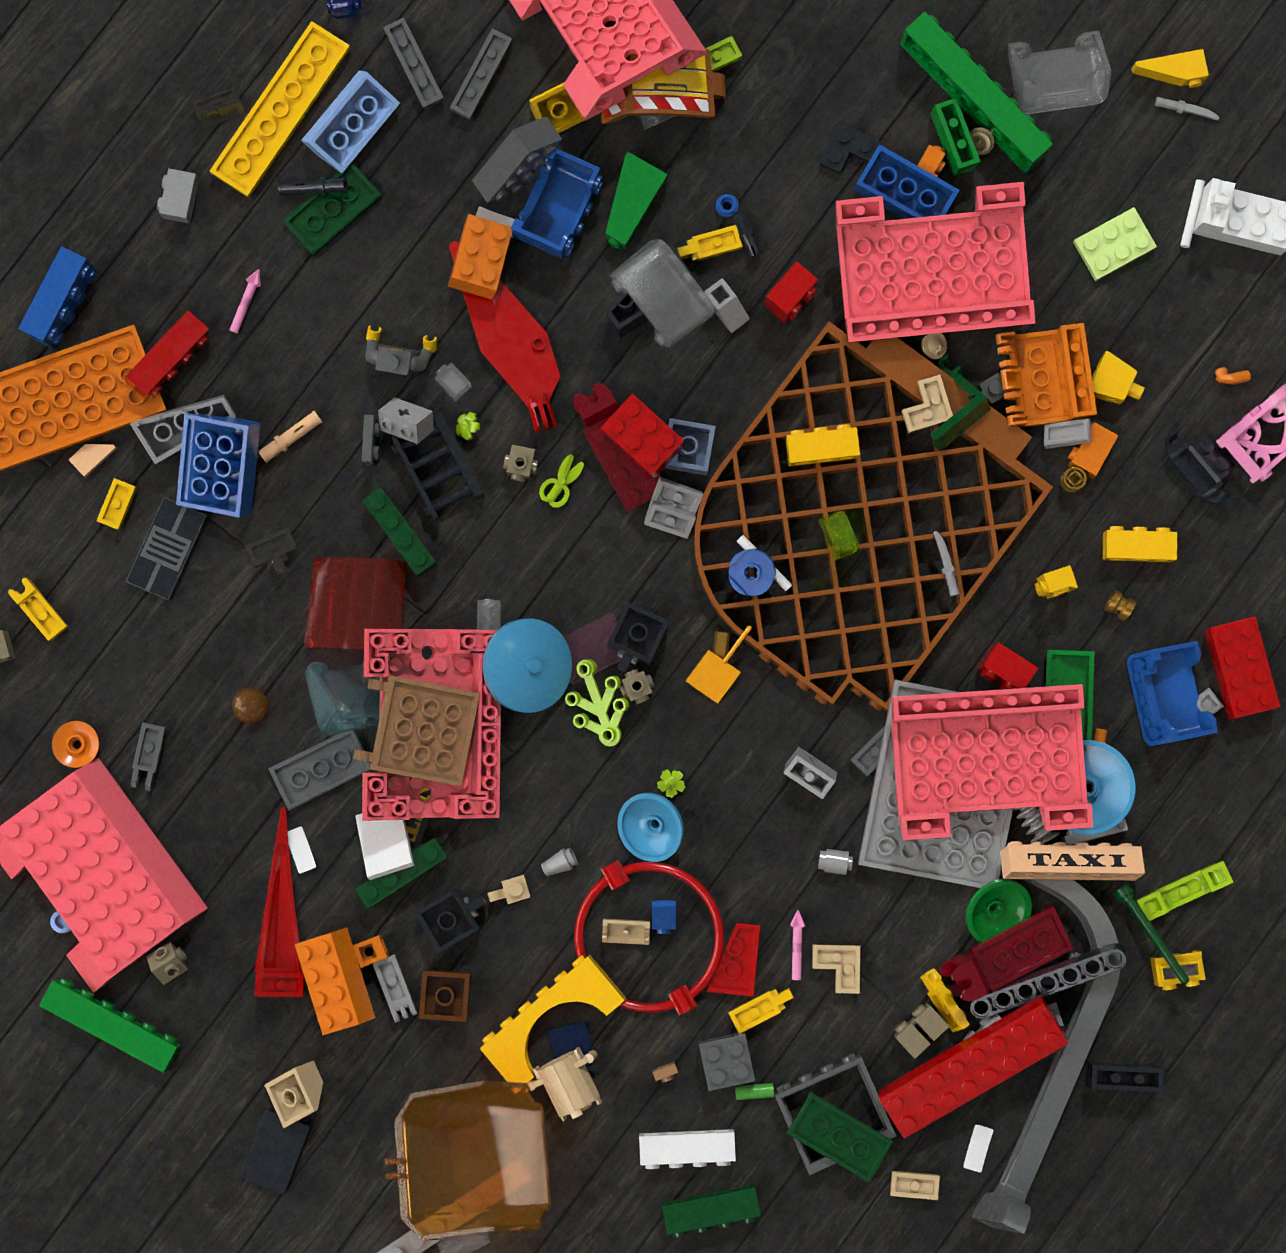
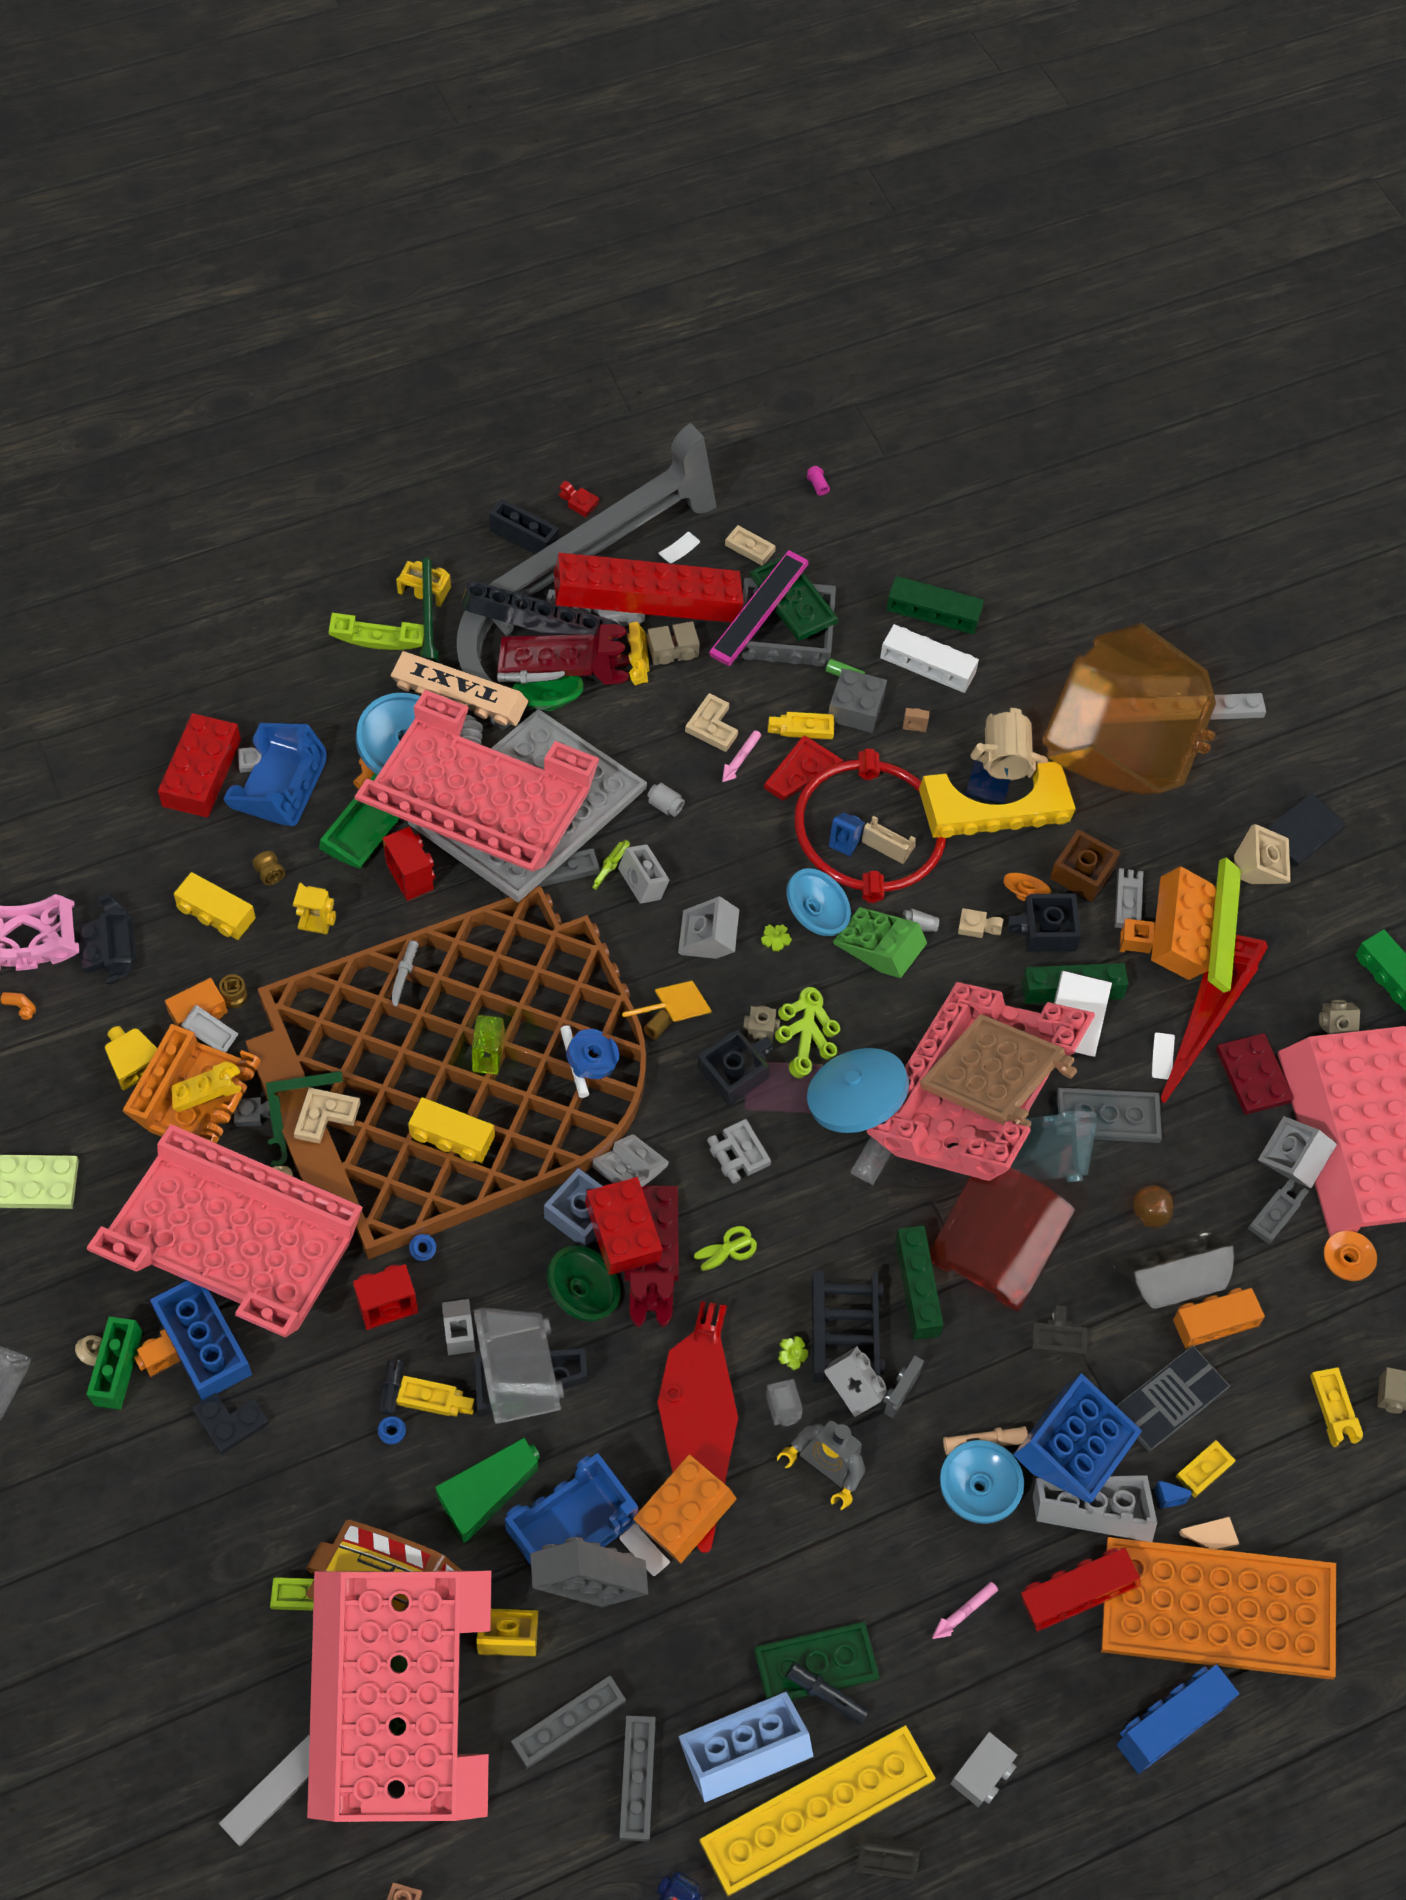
camera: 155 degrees left, 25 degrees down
(132, 467) = (1170, 1495): none -> blue slope
(152, 811) = (1297, 1151): none -> light grey slope
(157, 633) = (1218, 1317): none -> orange brick
(205, 651) = (1178, 1270): none -> clear smoke windscreen
(218, 874) = (1254, 1074): none -> dark red plate
(265, 385) = (985, 1465): none -> dark azure dish
(299, 996) = (1224, 925): none -> lime tile
(483, 954) = (1025, 885): none -> orange dish
(517, 455) = (758, 1283): dark tan brick -> none
(582, 825) = (882, 941): none -> bright green slope
(592, 574) = (746, 1148): none -> light grey plate
(639, 377) = (582, 1283): none -> dark green dish
(728, 753) = (709, 929): none -> light grey slope
(786, 349) = (430, 1245): none -> blue plate
(844, 779) = (610, 862): none -> lime piece
(862, 1102) = (758, 608): none -> black tile
(976, 92) = (62, 1395): green brick -> none
(1026, 912) = (525, 677): none -> light grey piece
(1034, 375) = (205, 1087): none -> yellow plate
(1096, 1148) = (579, 501): none -> red plate

